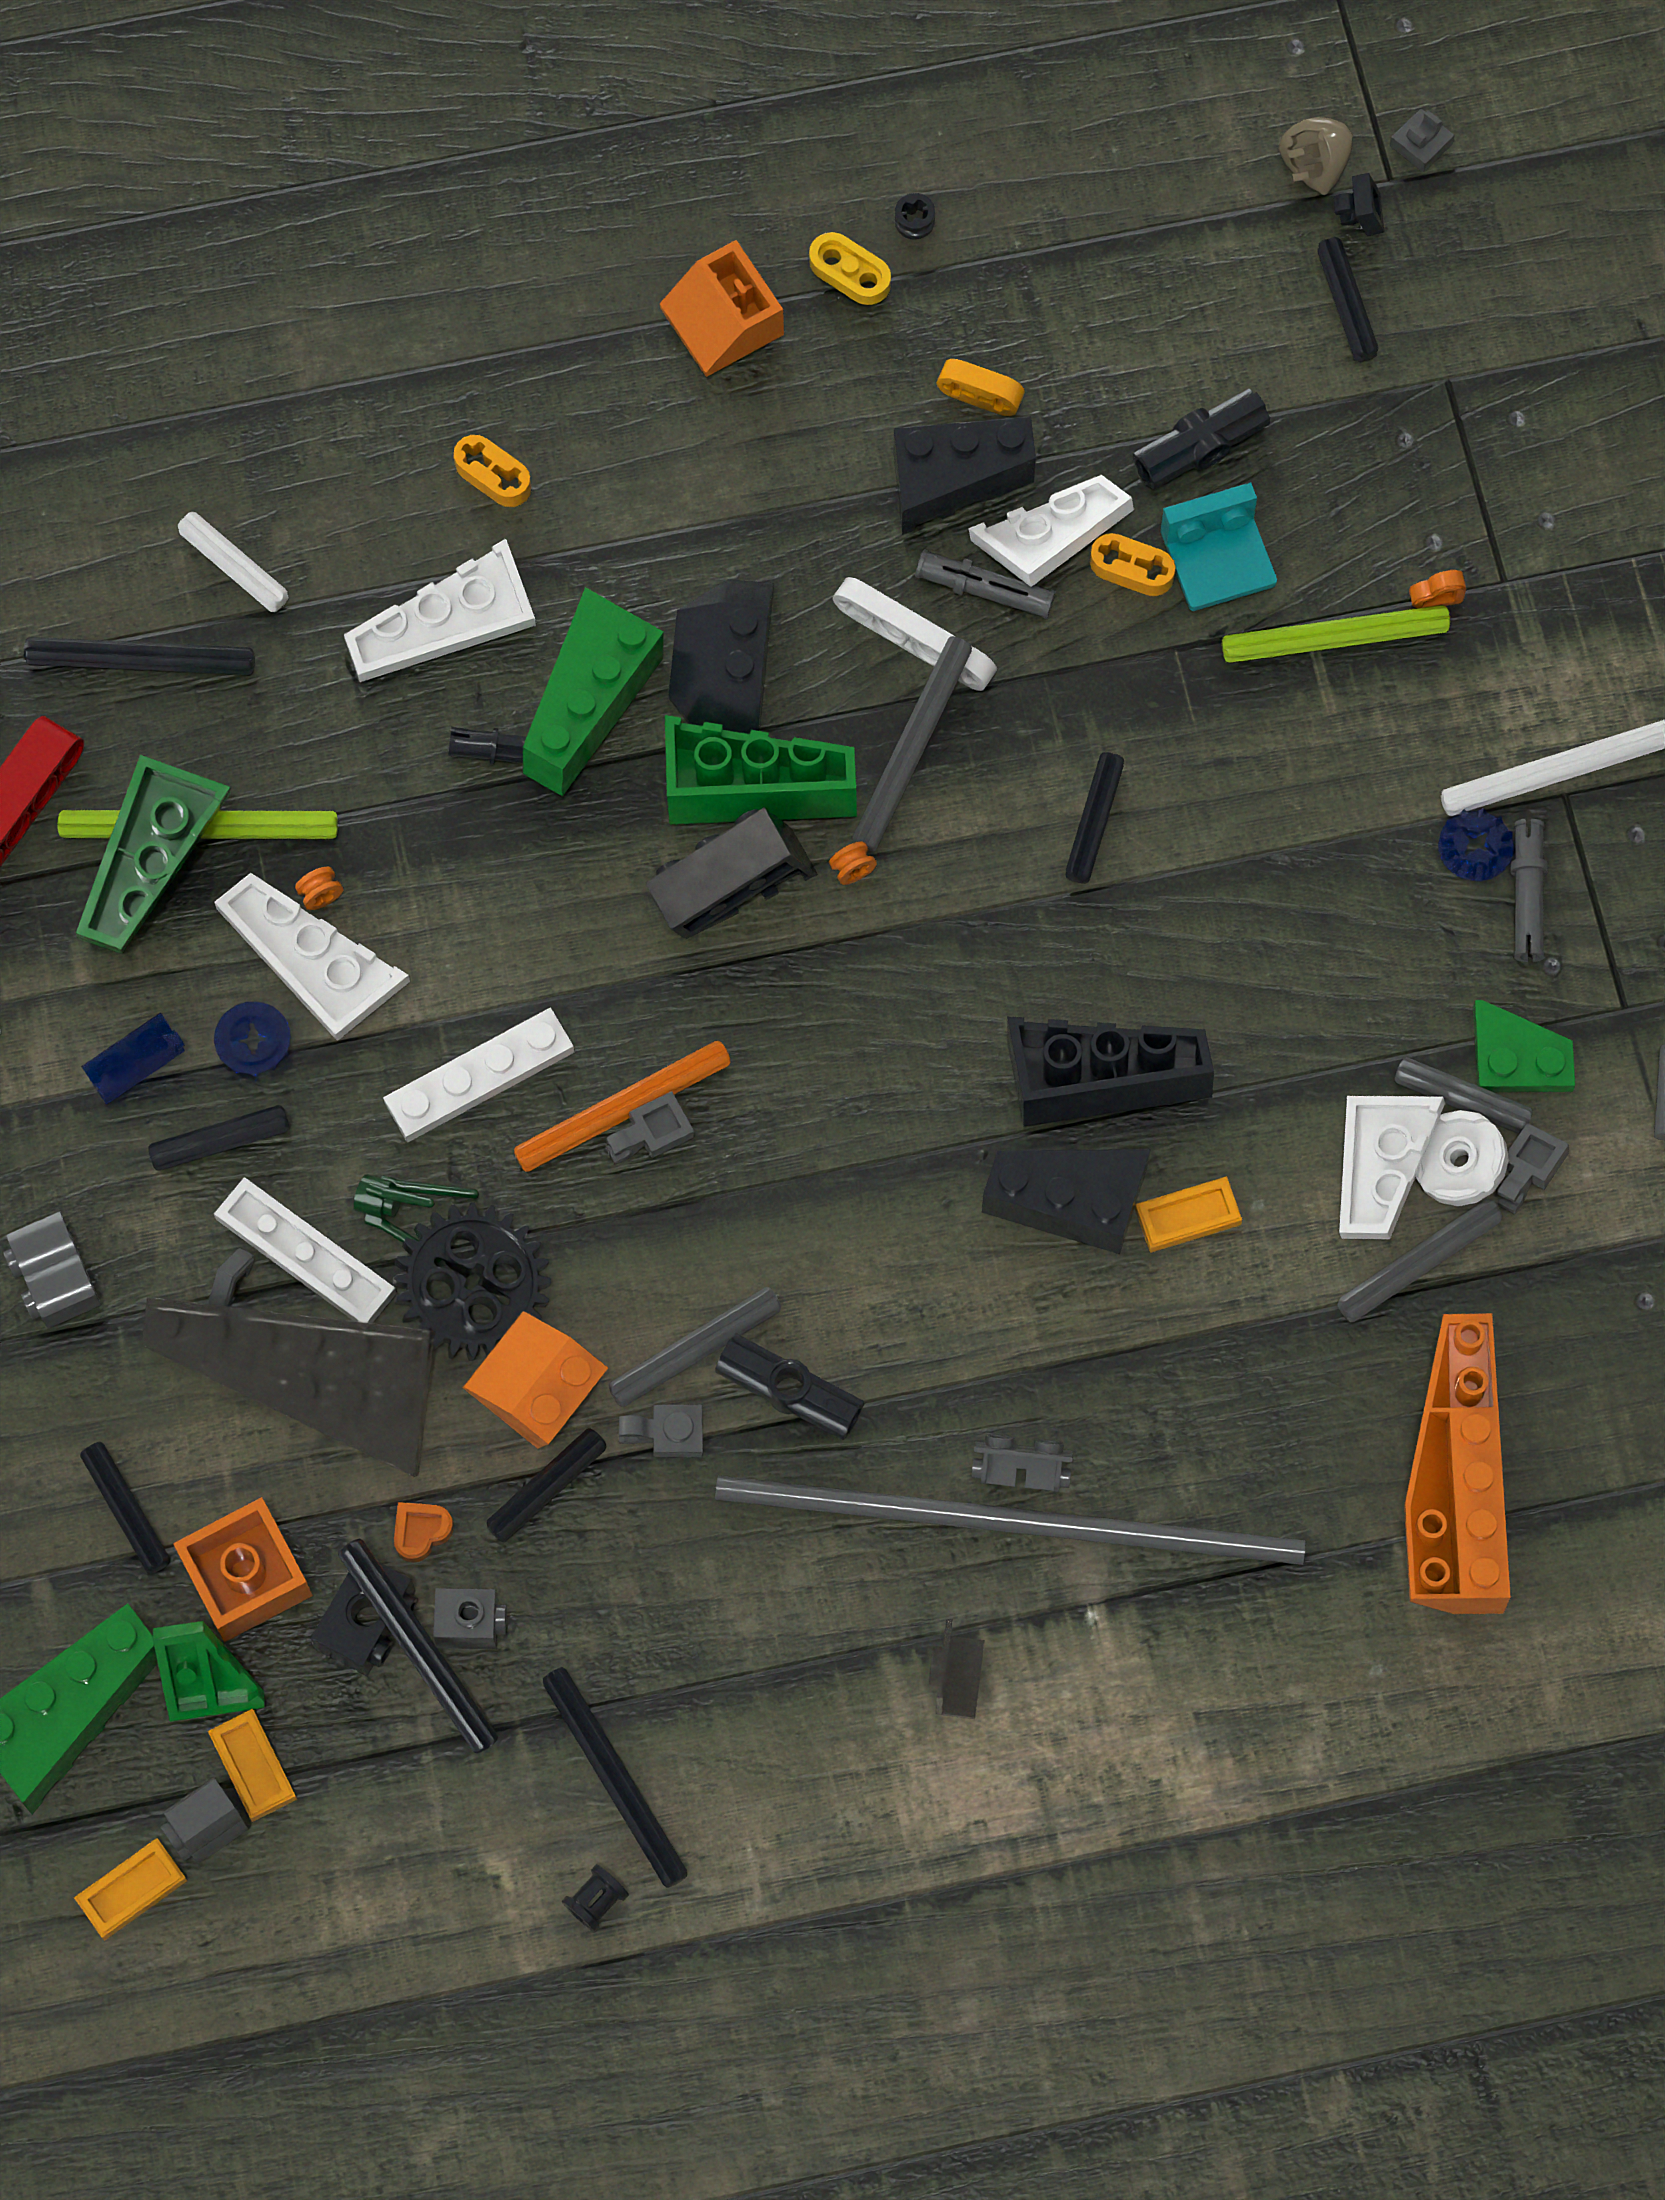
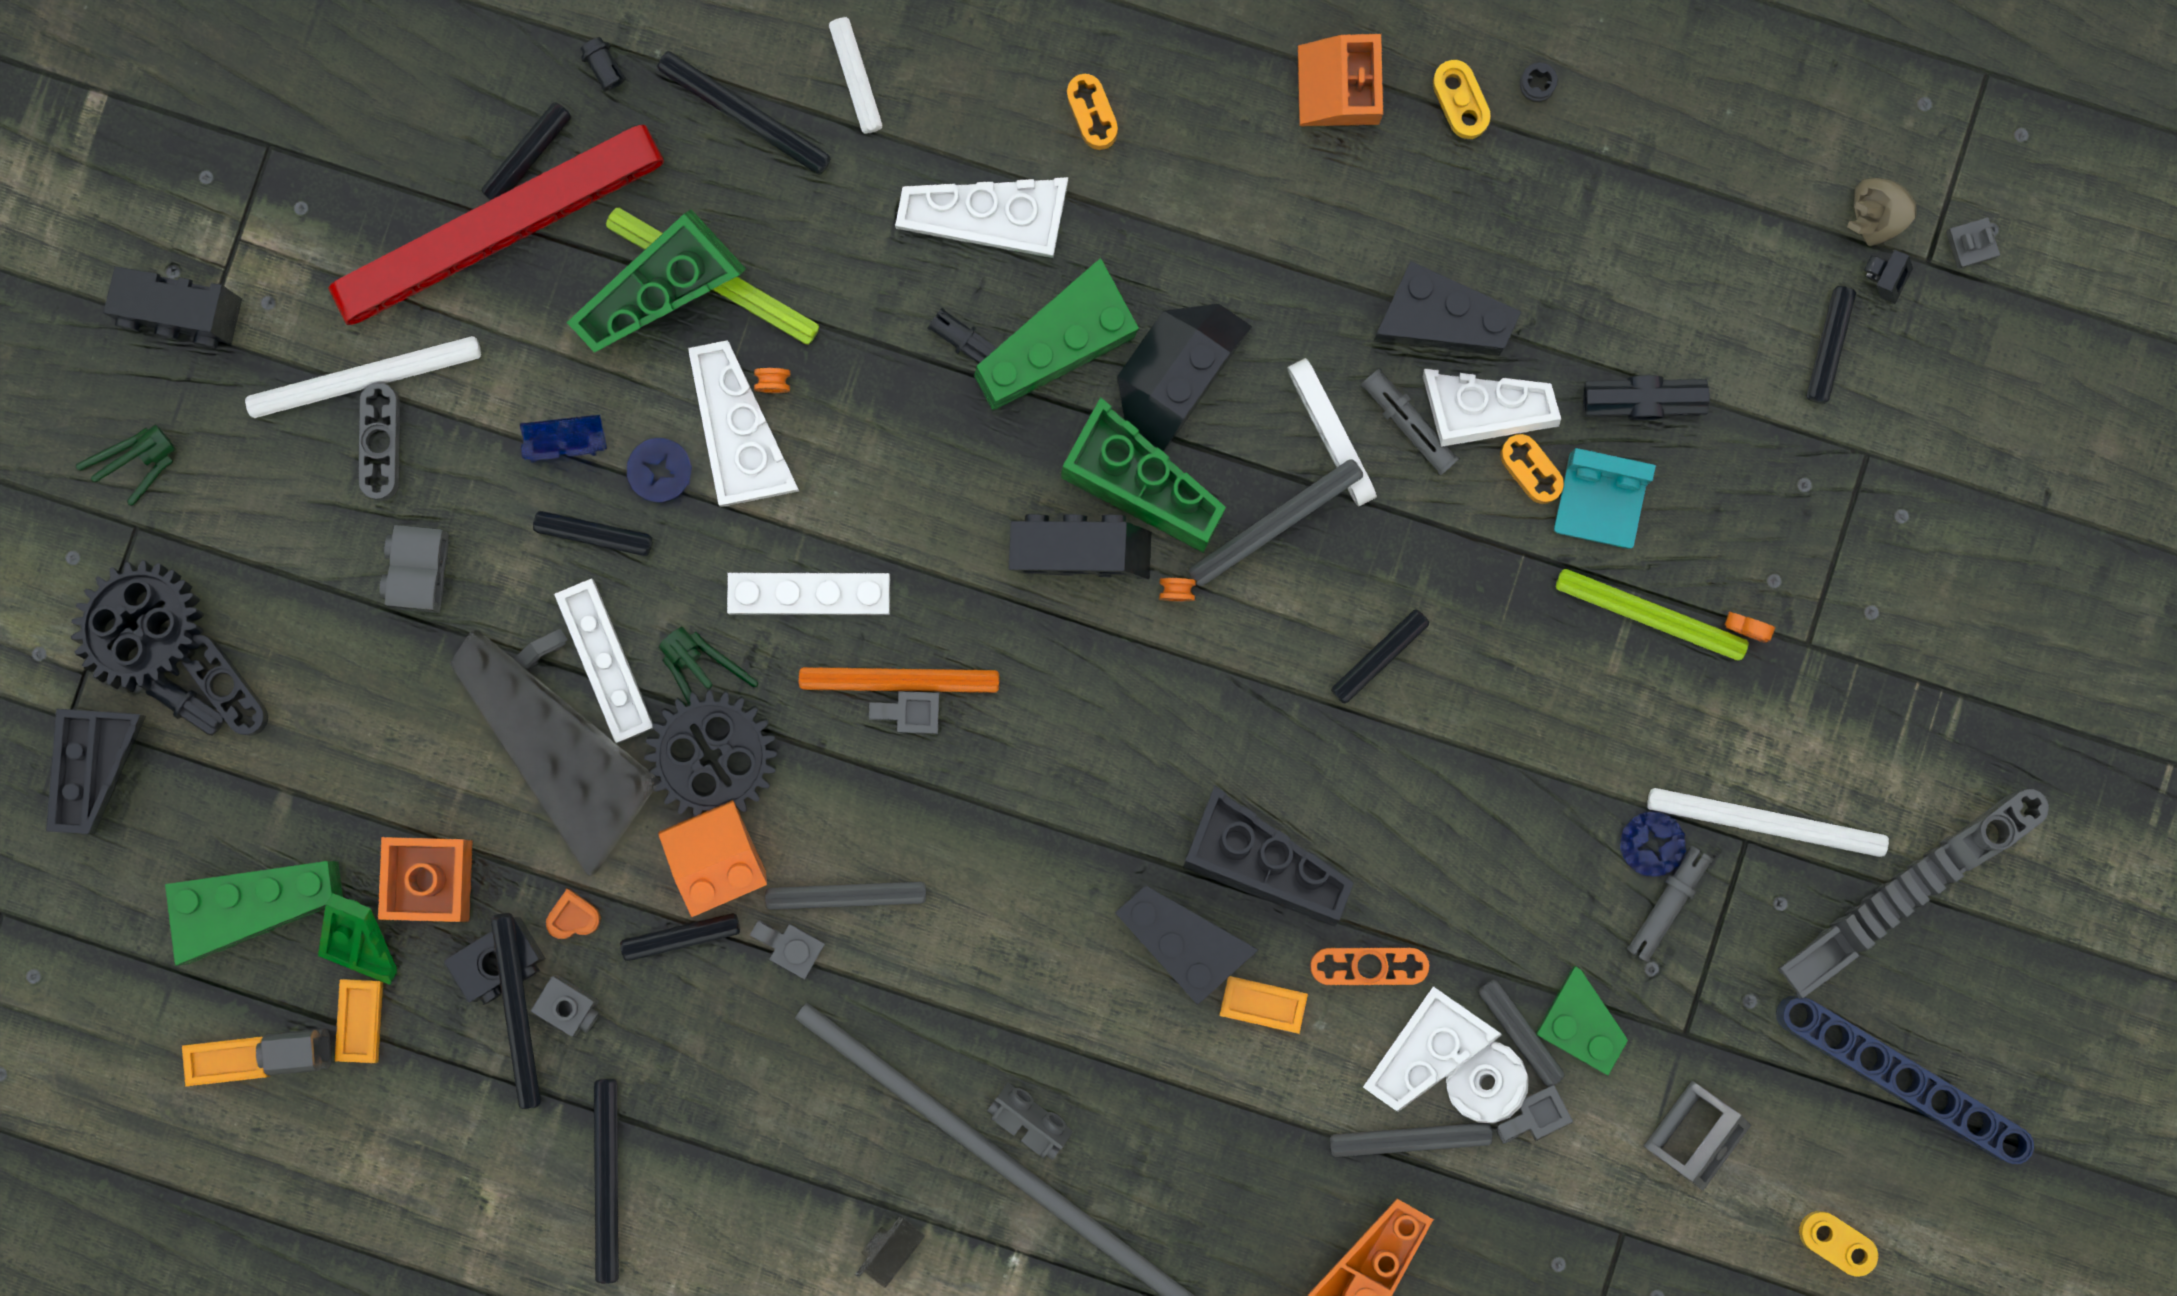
camera: 35 degrees right, 15 degrees up
(125, 1507) = (372, 778): black axle -> none
(579, 1902) = (541, 1262): black bush -> none
(762, 1372) = (880, 944): black piece -> none
(980, 387) = (1502, 257): light orange beam -> none
(1235, 1123) = (1400, 976): none -> orange beam

